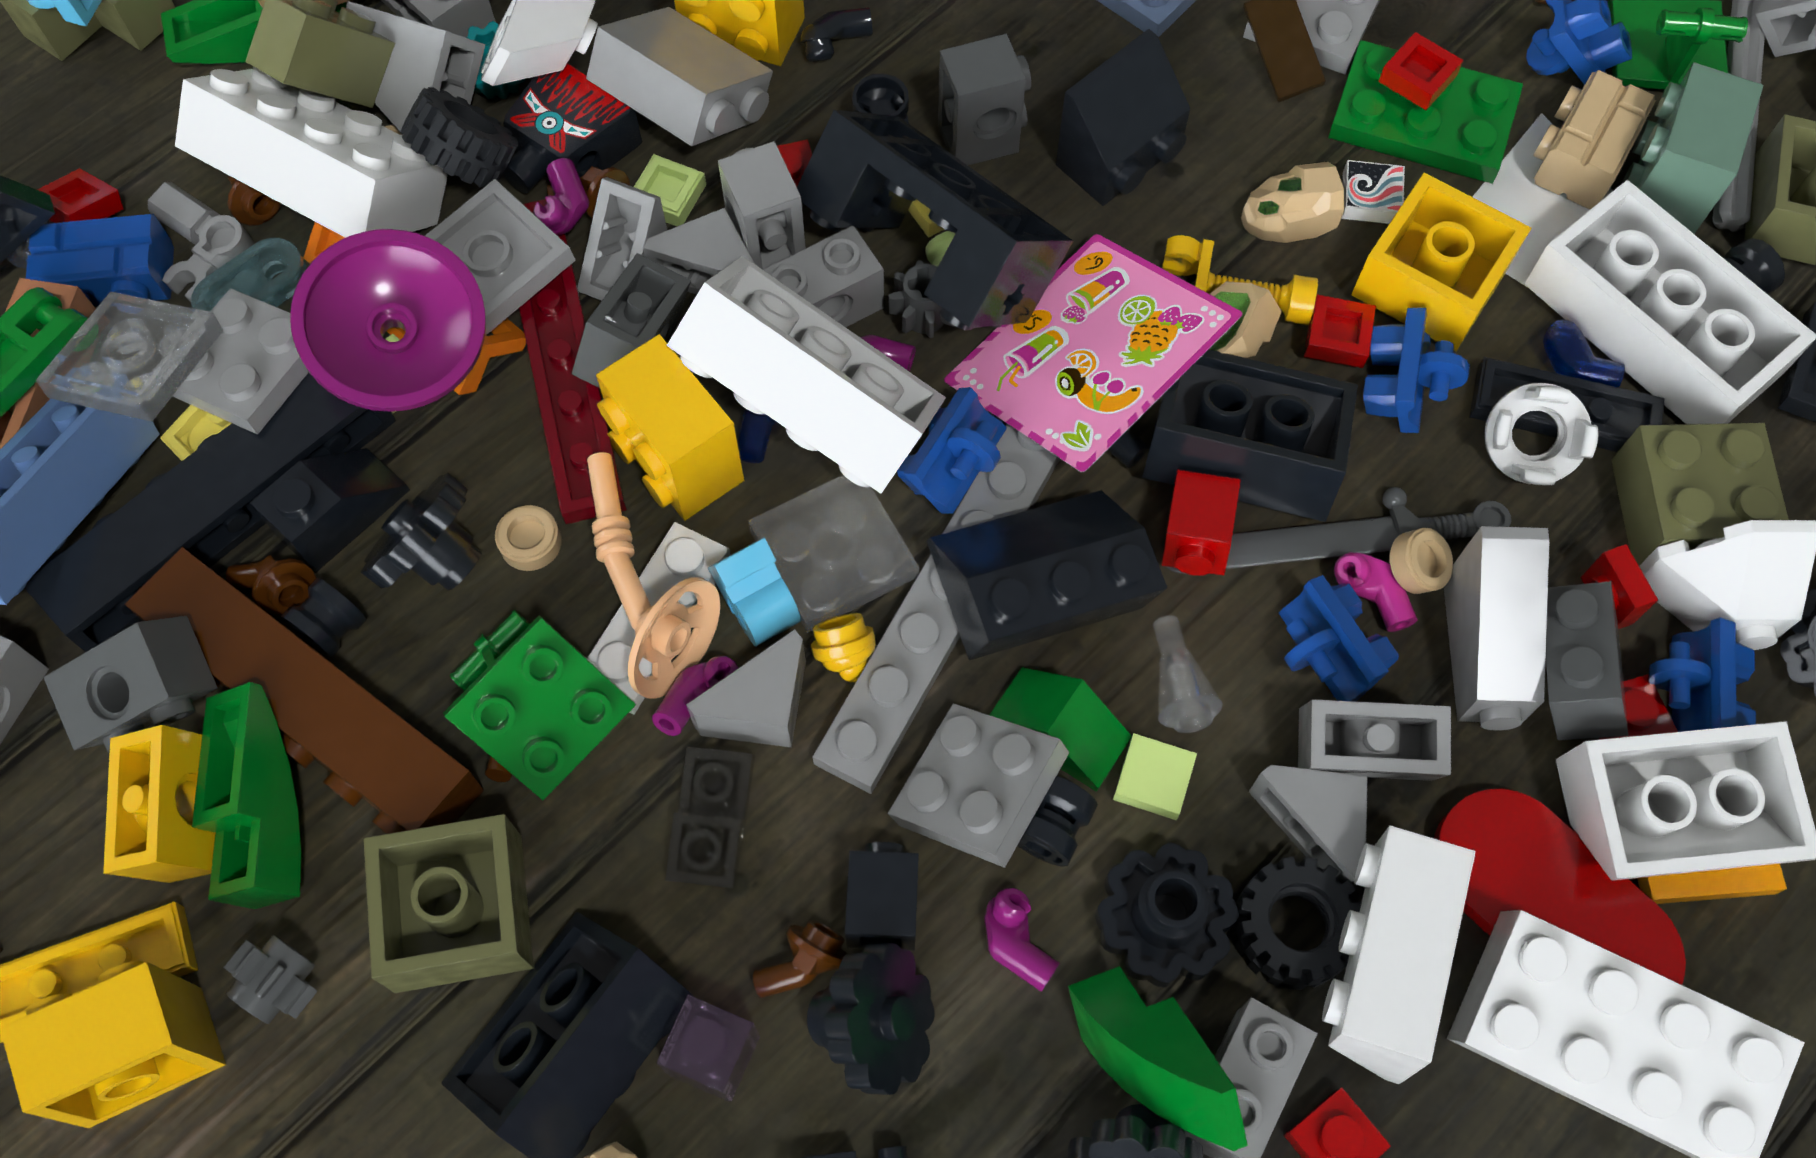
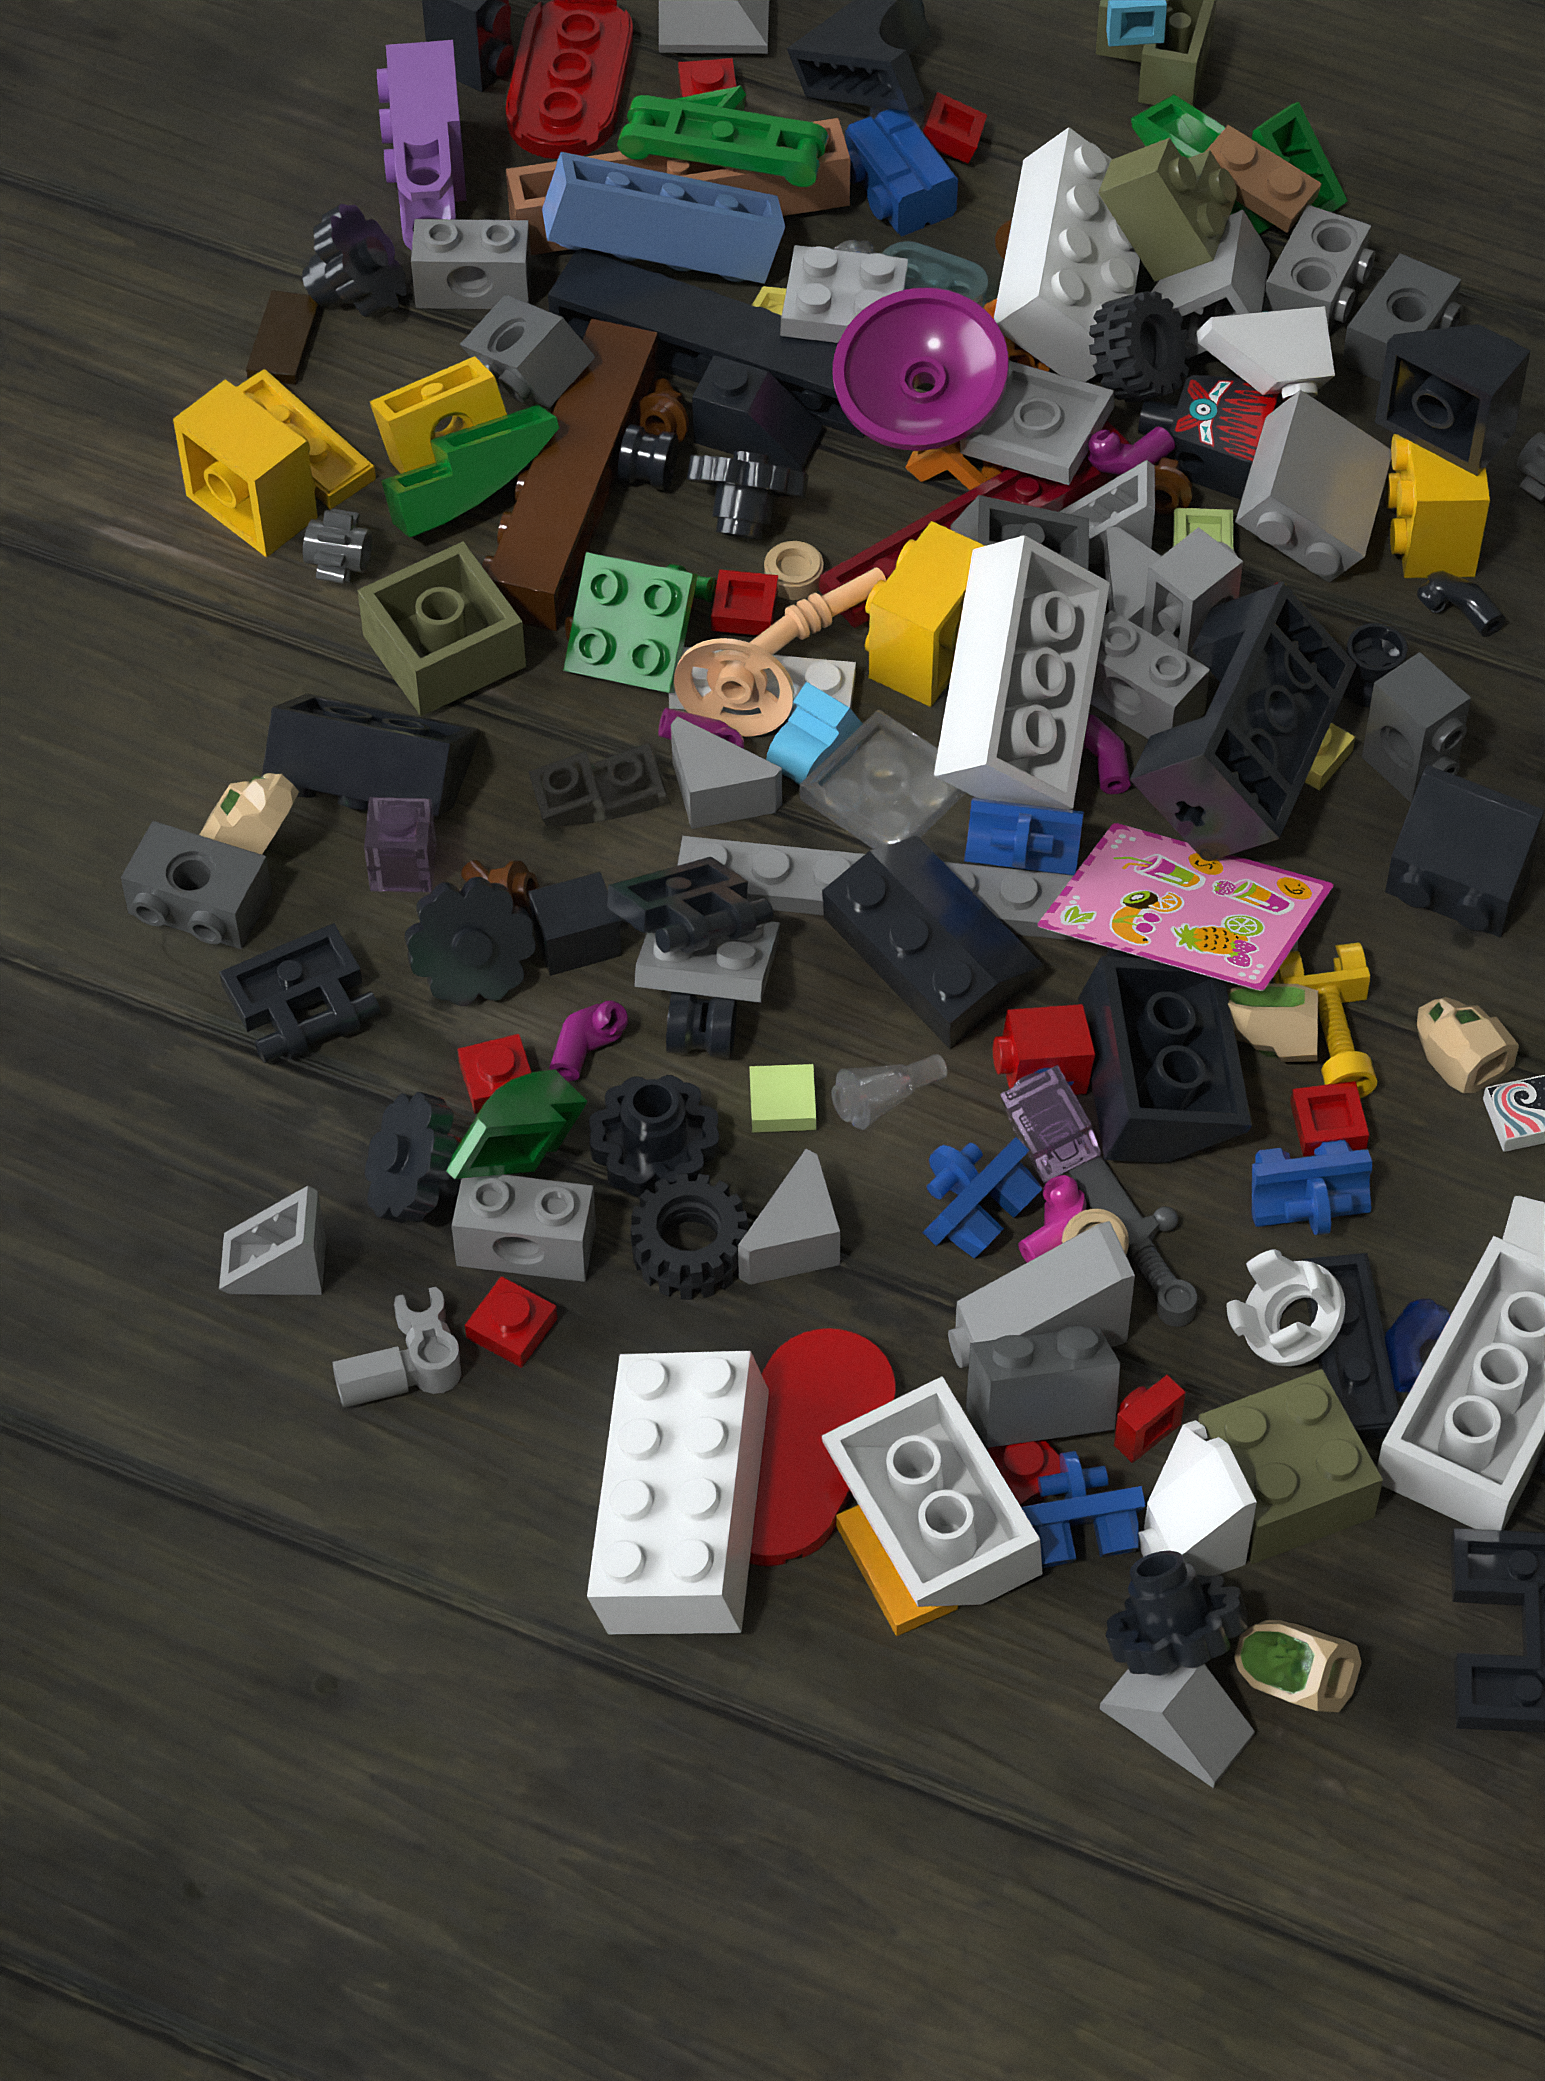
camera: 70 degrees right, 10 degrees down
(130, 356) = (794, 215): clear plate -> none
(215, 235) = (975, 225): light grey bar -> none
(553, 592) = (744, 602): none -> red plate
(843, 645) = (796, 821): yellow plate -> none
(919, 780) = (689, 905): none -> black plate
(1025, 1048) = (490, 1066): none -> red plate
(1070, 712) = (795, 1012): green slope -> none
(1282, 548) = (1050, 1123): none -> clear purple brick
(1376, 739) = (881, 1235): light grey brick -> none
(1398, 953) = (678, 1288): white slope -> none
(1442, 257) = (1445, 1170): yellow brick -> none

